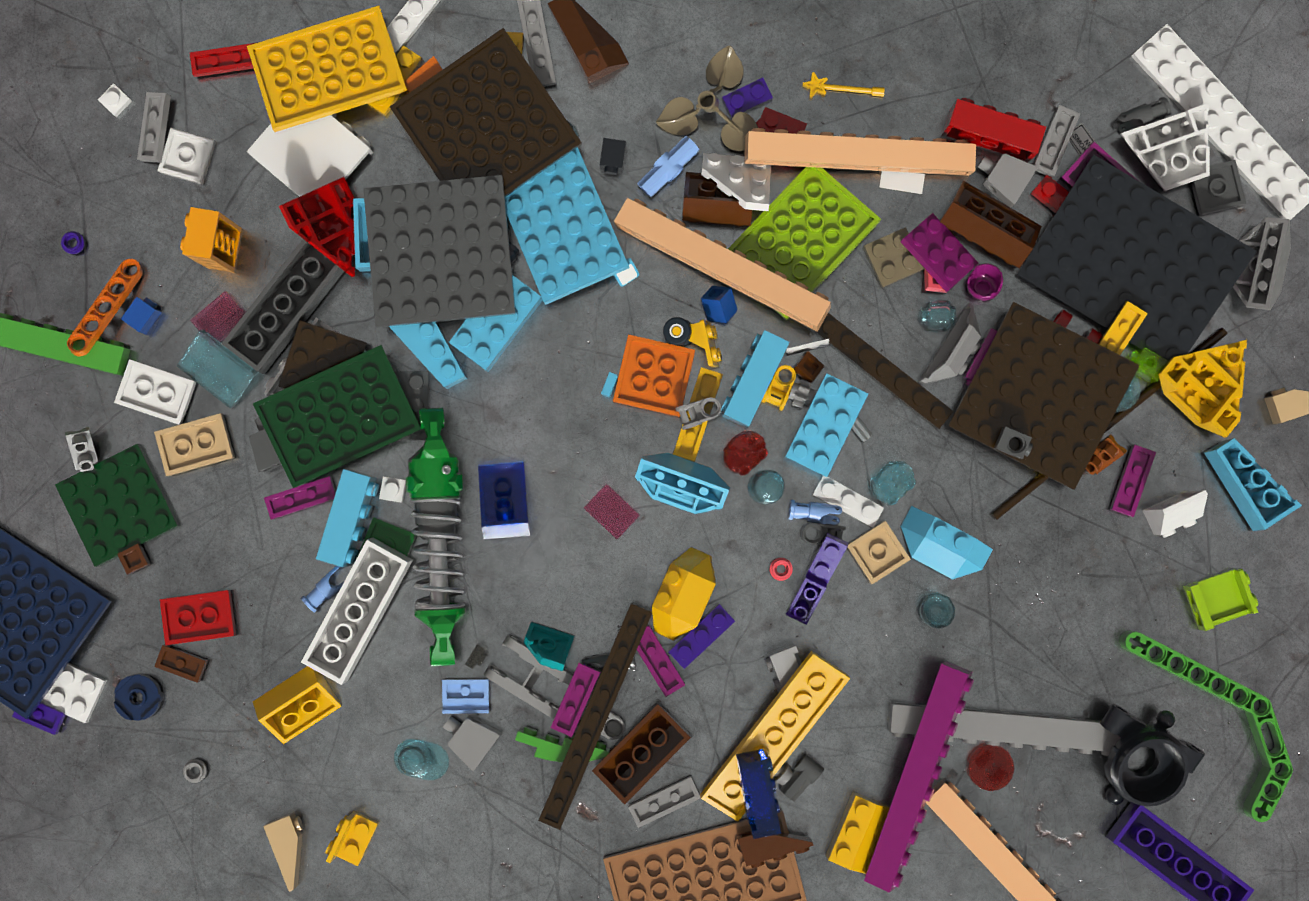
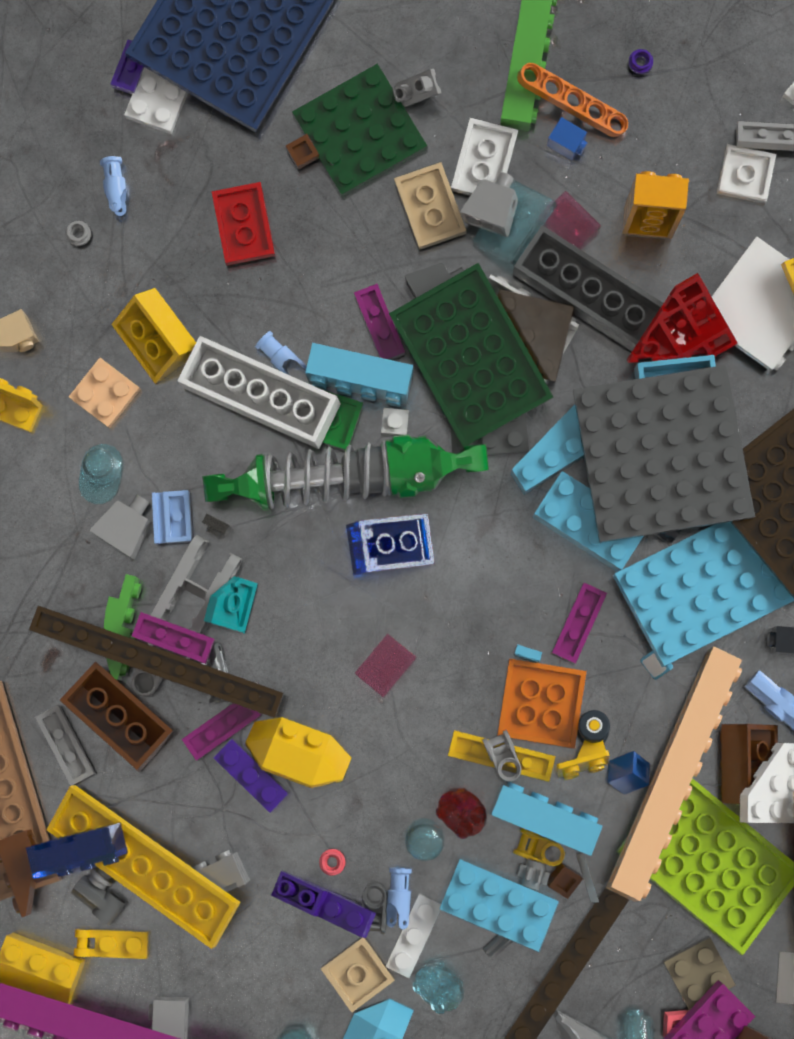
camera: 90 degrees right, 5 degrees down
(124, 697) = (155, 181): dark blue plate -> none
(151, 735) = (114, 184): none -> light blue piece
(181, 663) = (192, 209): reddish brown plate -> none
(199, 387) = (492, 205): none -> light grey torso
(346, 752) = (104, 393): none -> light nougat plate
(585, 337) = (579, 623): none -> magenta plate
(681, 483) = (422, 742): medium azure wedge -> none
(840, 766) = (112, 943): none -> yellow plate

